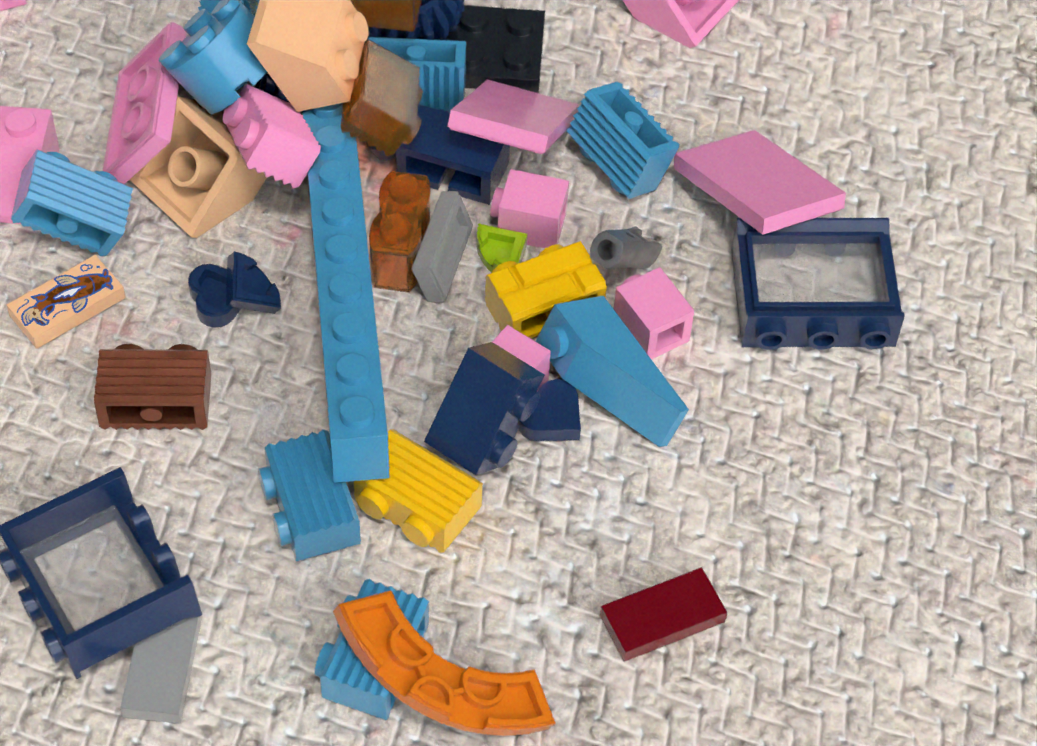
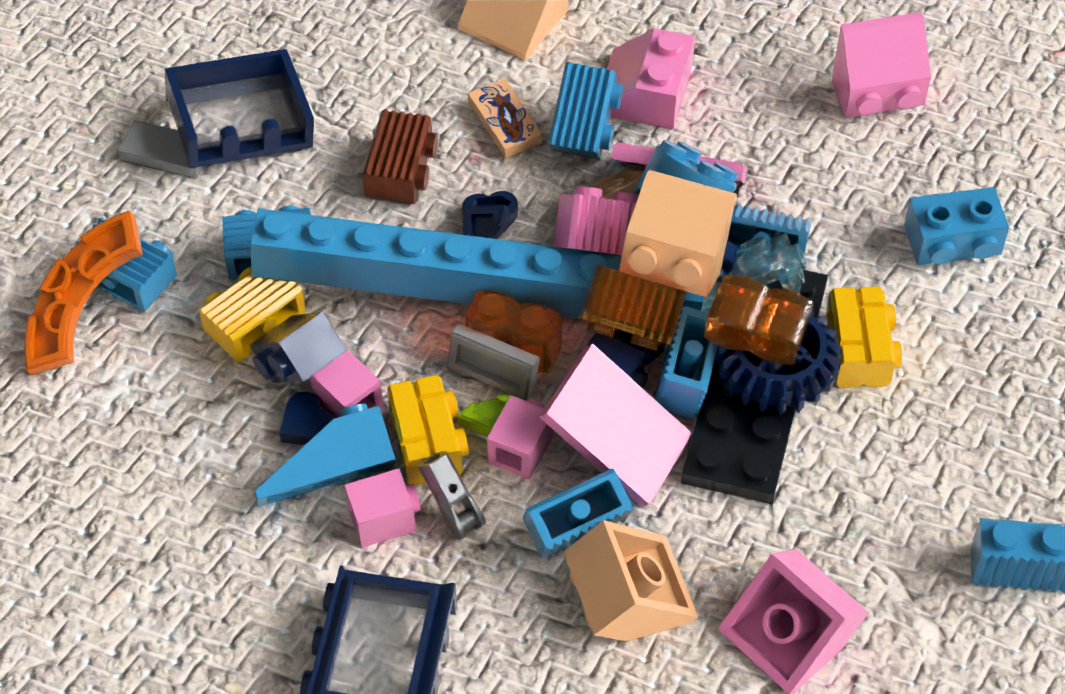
camera: 105 degrees right, 0 degrees up
(663, 614) = (93, 463): dark red tile -> none
(693, 99) = (628, 582): none -> light nougat slope
(759, 181) = (502, 619): bright pink tile -> none

